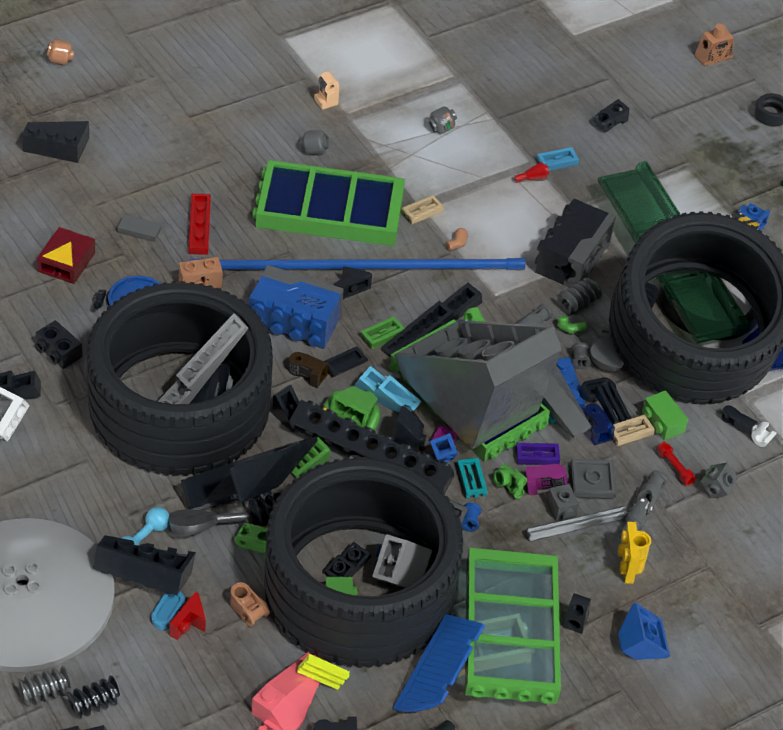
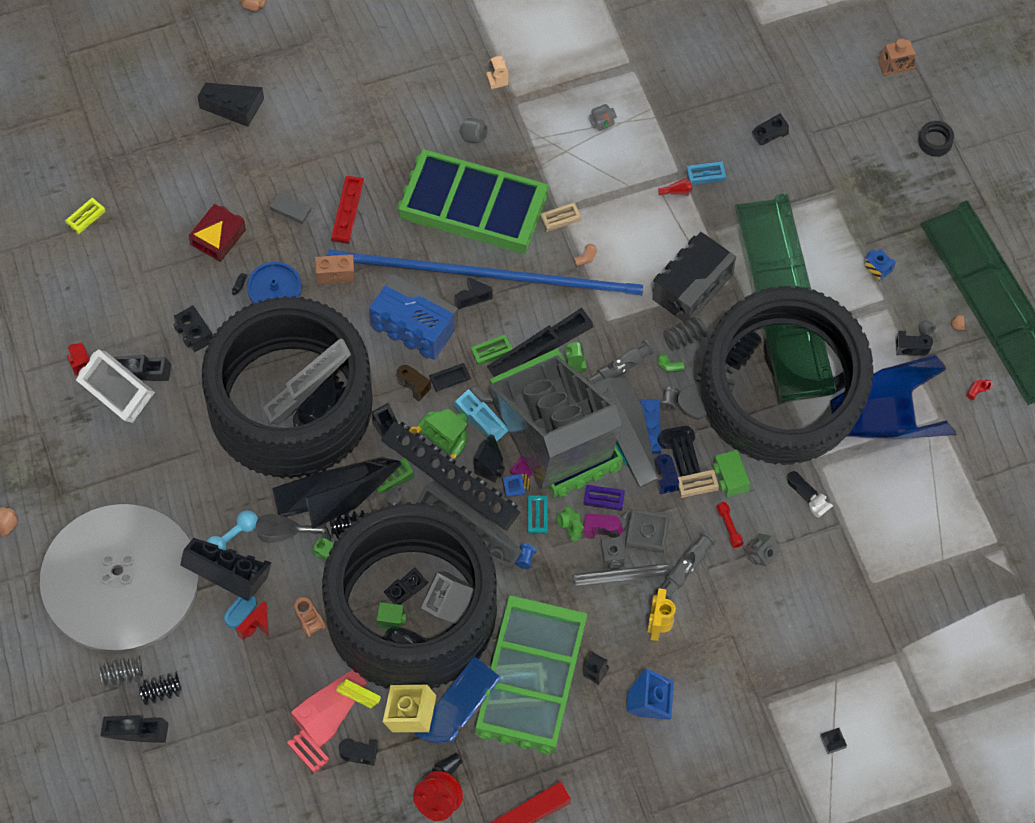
camera: 15 degrees right, 15 degrees up
(385, 678) = (409, 708): none -> light yellow brick

